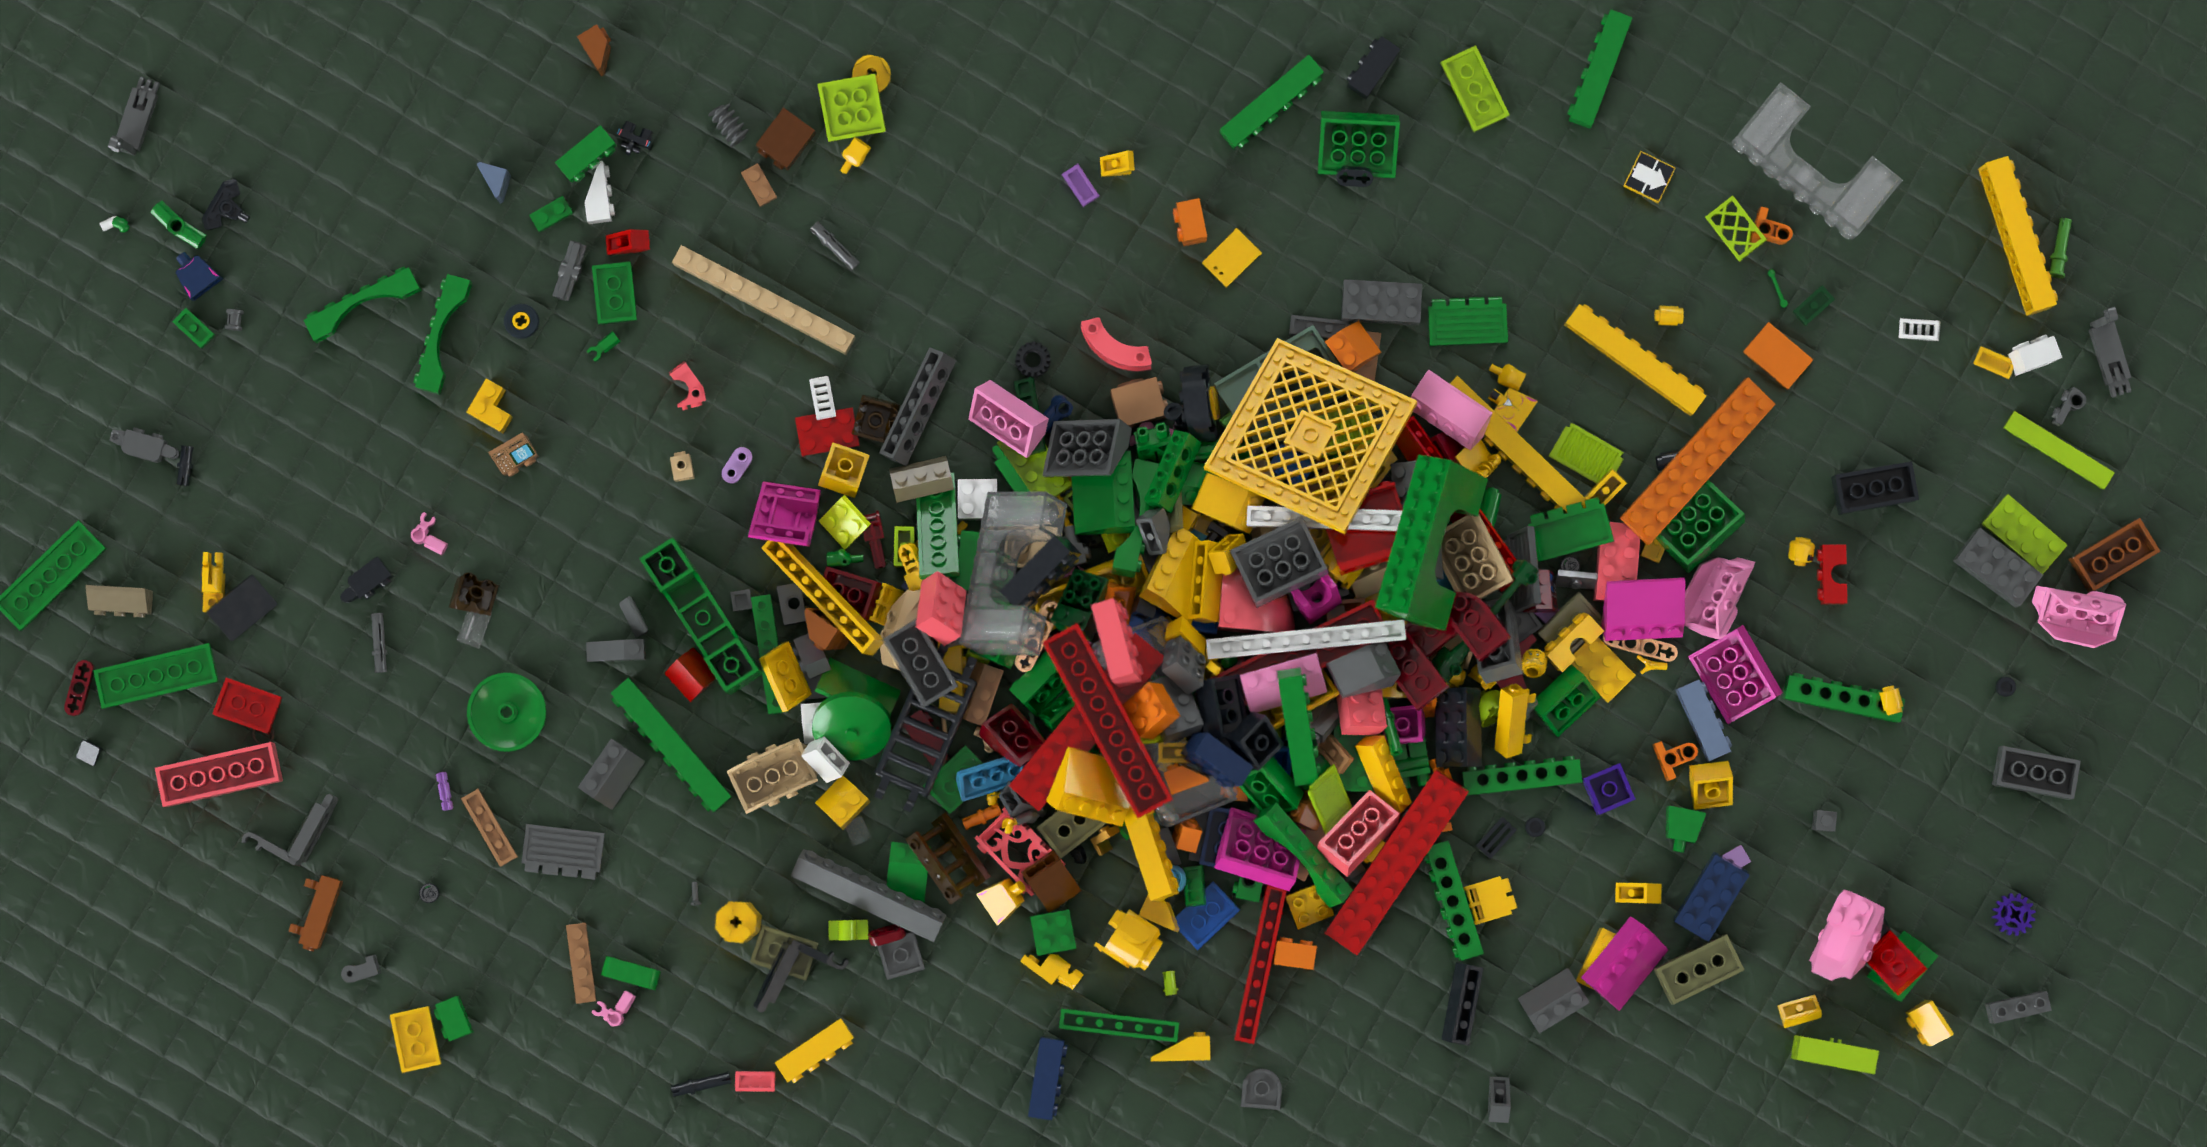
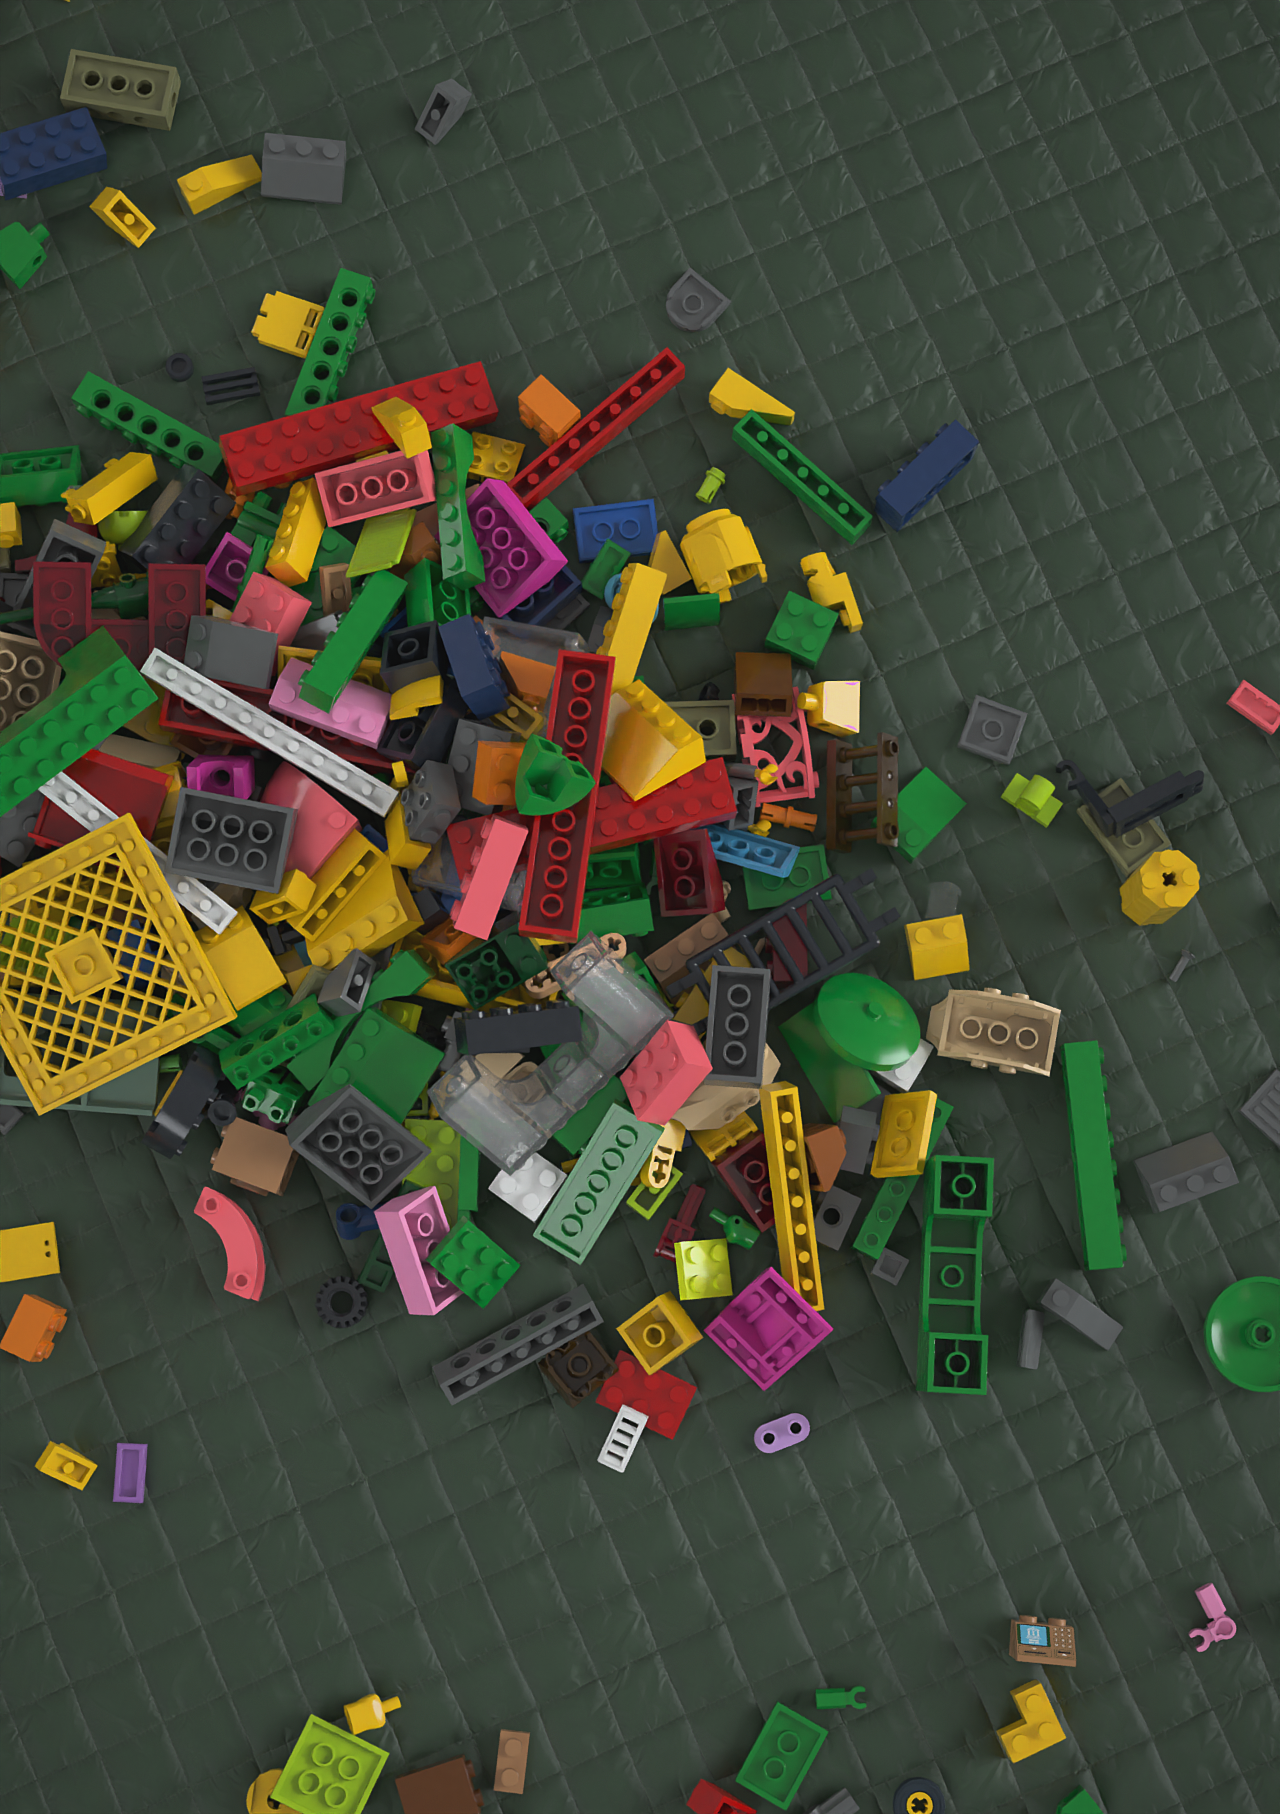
camera: 140 degrees left, 5 degrees down
(473, 594) = (1206, 1504): dark brown slope -> none
(473, 629) = (1229, 1467): clear slope -> none
(682, 466) = (848, 1478): tan brick -> none
(684, 373) = (768, 1591): coral tile -> none
(690, 674) = (1012, 1223): red slope -> none
(763, 300) = (608, 1613): tan brick -> none
(814, 1050) = (1166, 692): yellow brick -> none
(825, 759) = (923, 1006): white brick -> none
(827, 239) = (476, 1623): dark grey pin -> none
(868, 895) = (982, 819): dark grey brick -> none
(886, 935) = (992, 761): dark red beam -> none
(921, 479) = (575, 1255): dark tan slope -> none
(975, 433) = (473, 1262): none -> green plate
(1101, 841) = (672, 690): pearl gold bracket -> none
(1122, 718) = (548, 779): none -> green brick
(1125, 894) = (691, 611): none -> green slope
(1187, 835) = (573, 616): orange brick -> none
(1237, 717) = (417, 694): none -> yellow slope
(1366, 874) = (404, 426): none -> yellow slope
(1462, 1003) = (404, 233): black brick -> none
(1534, 663) = (33, 533): yellow head -> none
(1608, 789) = (65, 344): dark purple brick -> none
(1625, 963) = (194, 151): dark pink slope -> none

